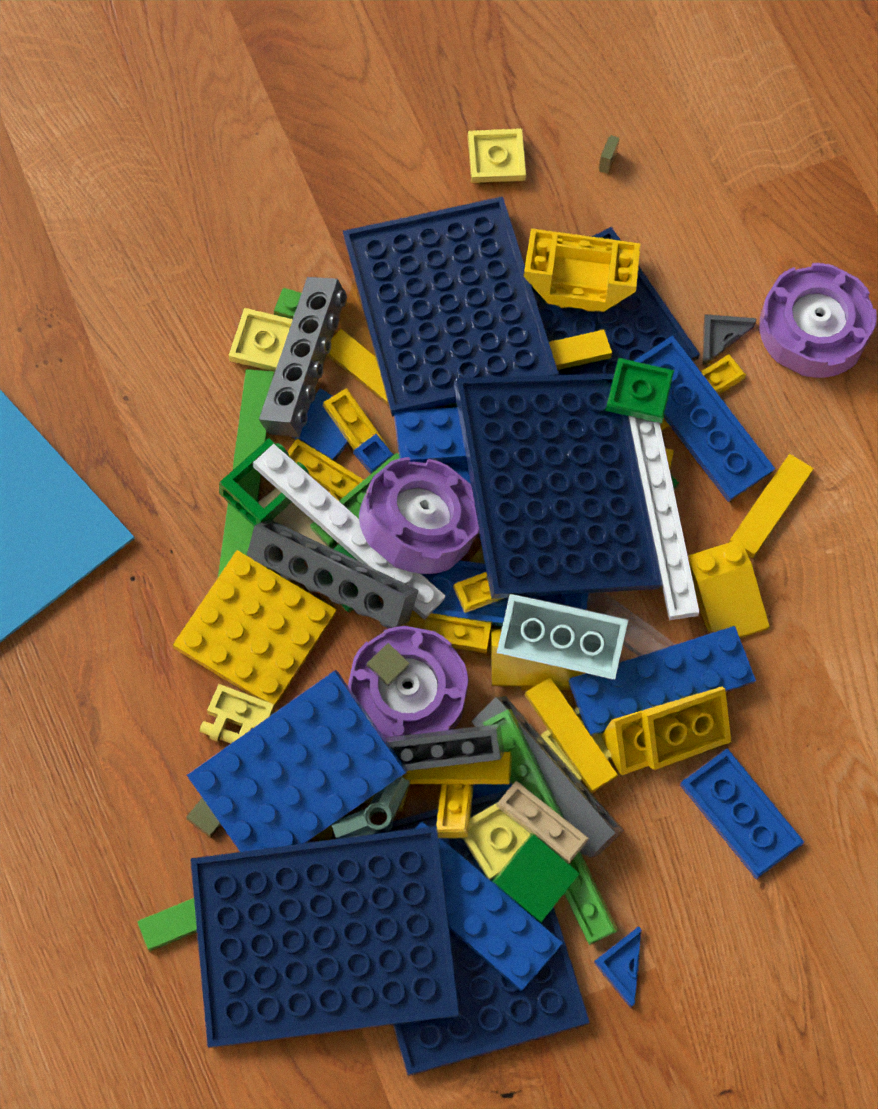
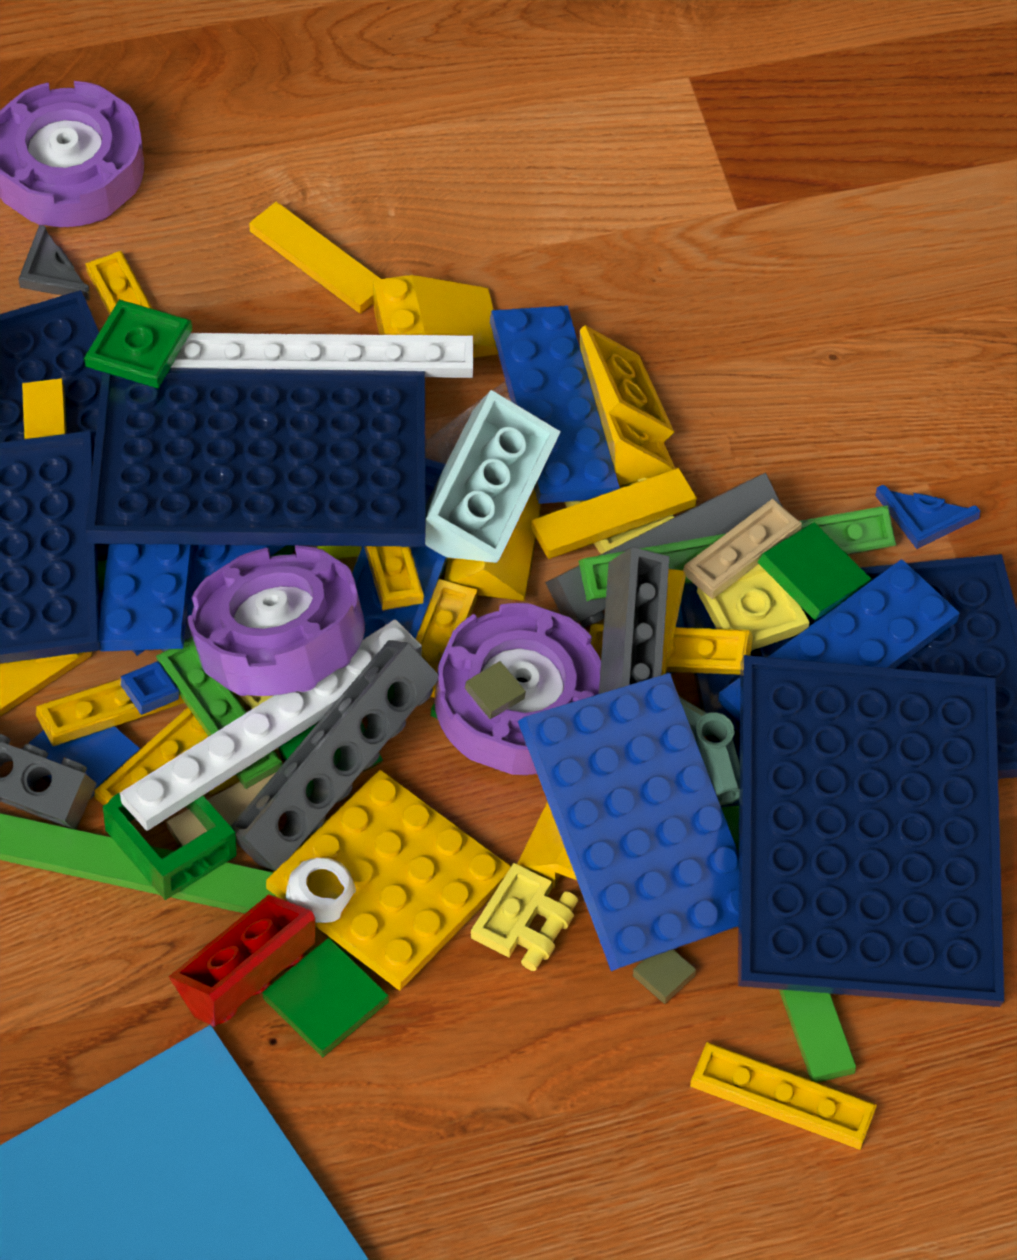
camera: 80 degrees left, 10 degrees down
(124, 904) = (783, 1095): none -> yellow tile
(163, 603) = (325, 997): none -> green tile
(173, 543) = (244, 959): none -> red slope
(240, 593) = (324, 909): none -> white piece
(707, 424) = (206, 291): blue plate -> none
(741, 813) = (736, 359): blue tile -> none

